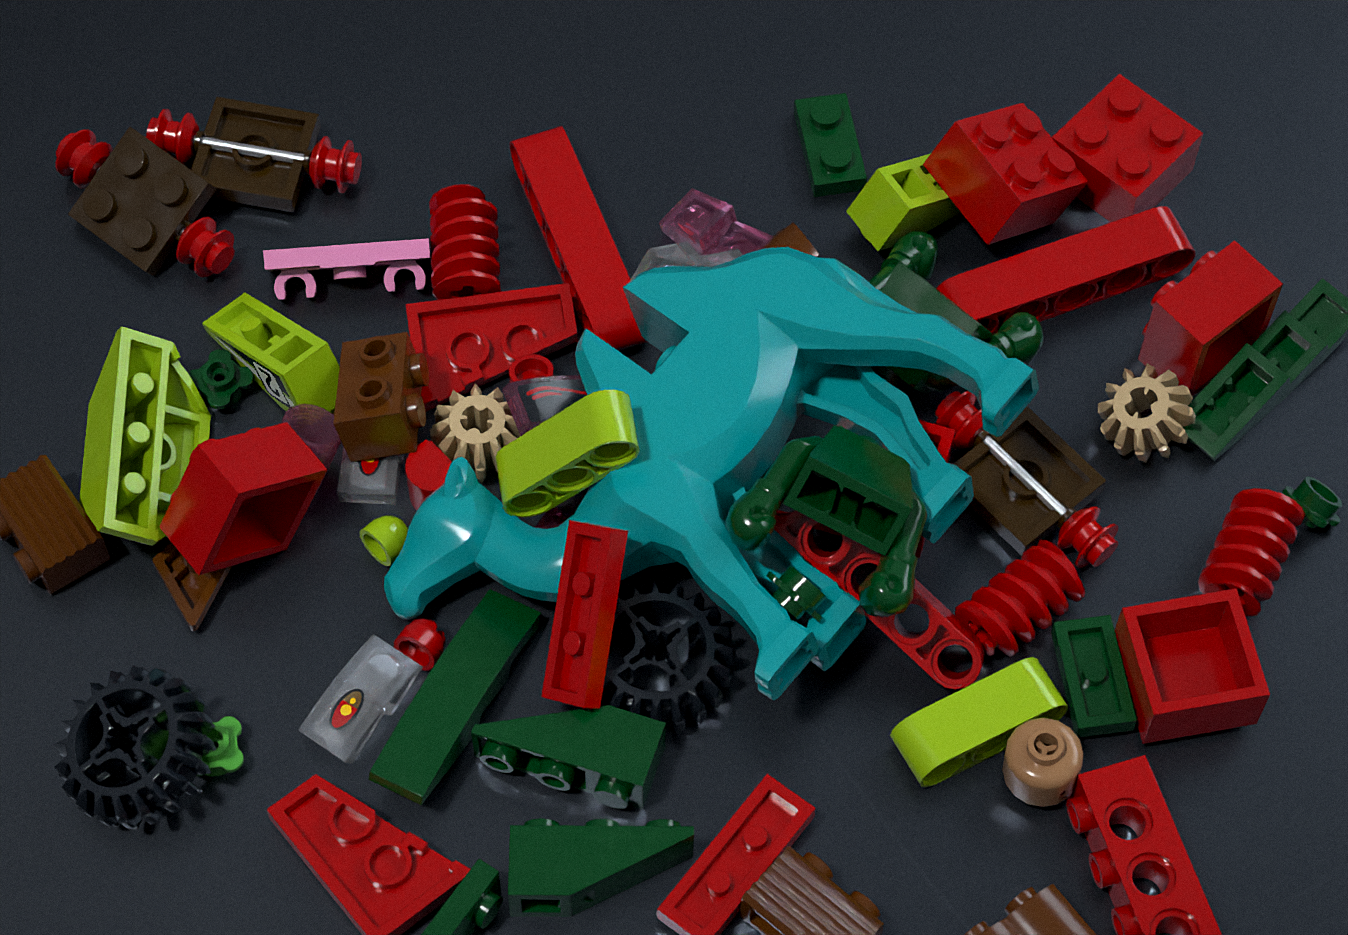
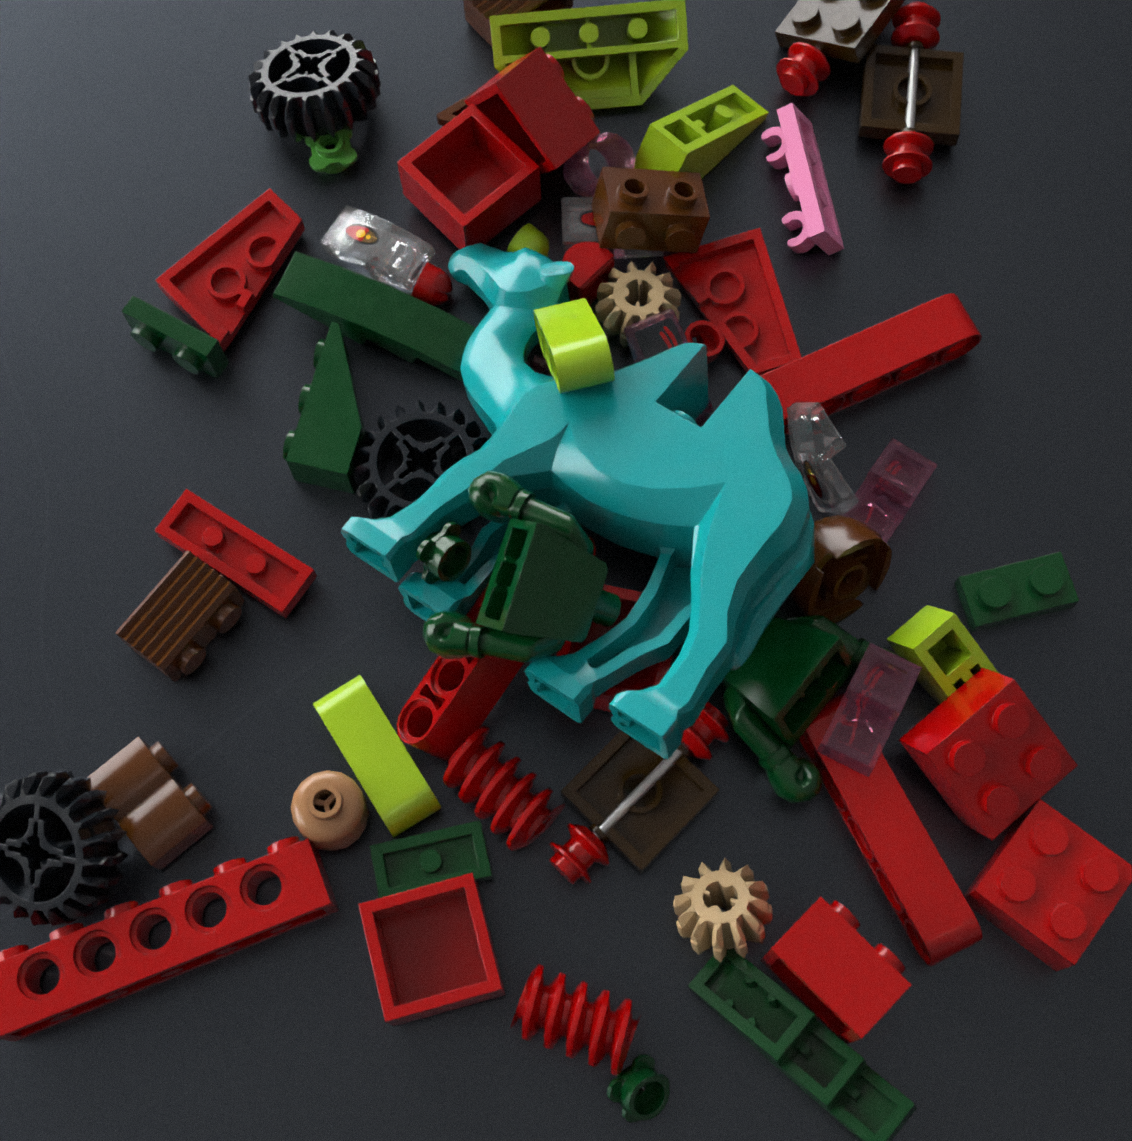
camera: 90 degrees right, 10 degrees up
(225, 392) = (671, 90): dark green plate -> none
(302, 581) = (470, 179): none -> red piece
(463, 243) = (830, 267): red piece -> none
(572, 867) = (224, 409): dark green slope -> none
(584, 614) = (430, 386): red plate -> none
(952, 256) = (869, 709): none -> clear pink slope

